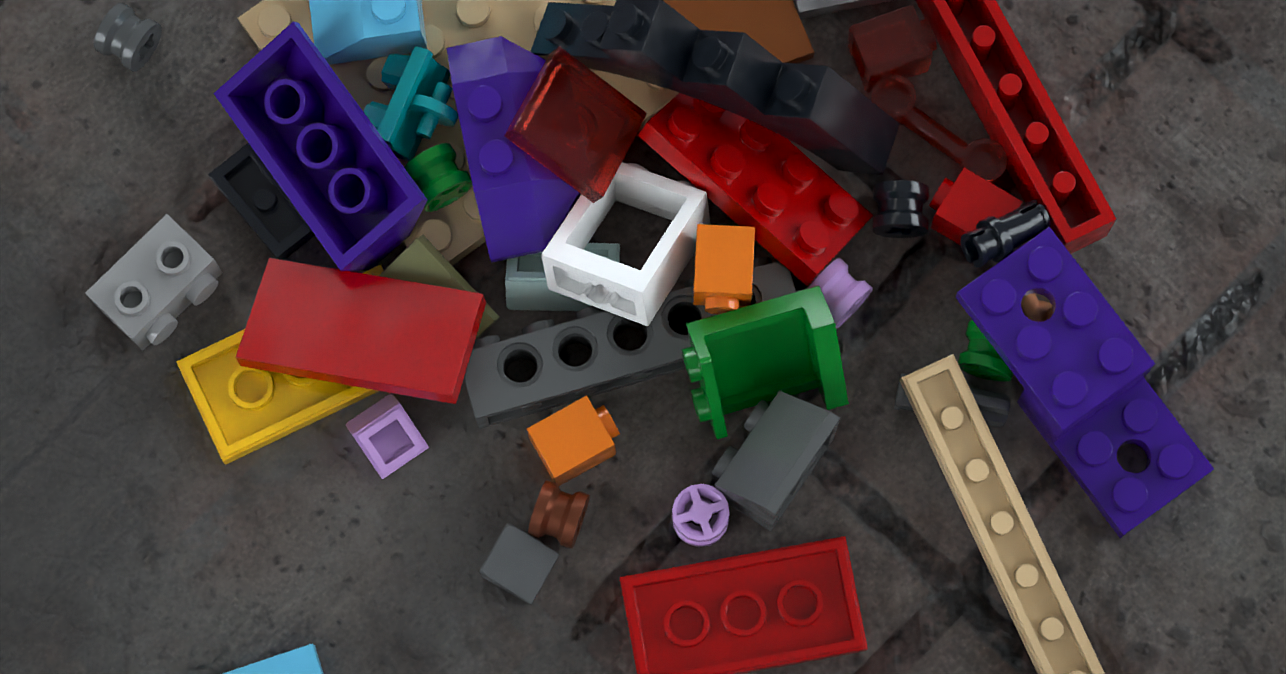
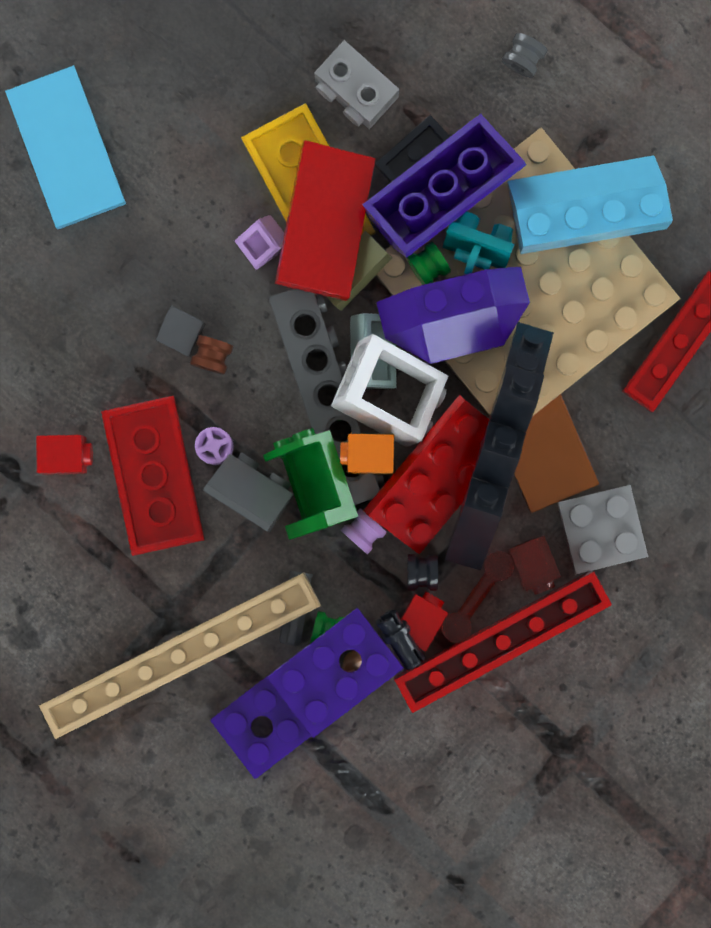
camera: 90 degrees right, 10 degrees up
(574, 439) = (260, 362): orange brick -> none
(576, 124) = (463, 353): clear red tile -> none

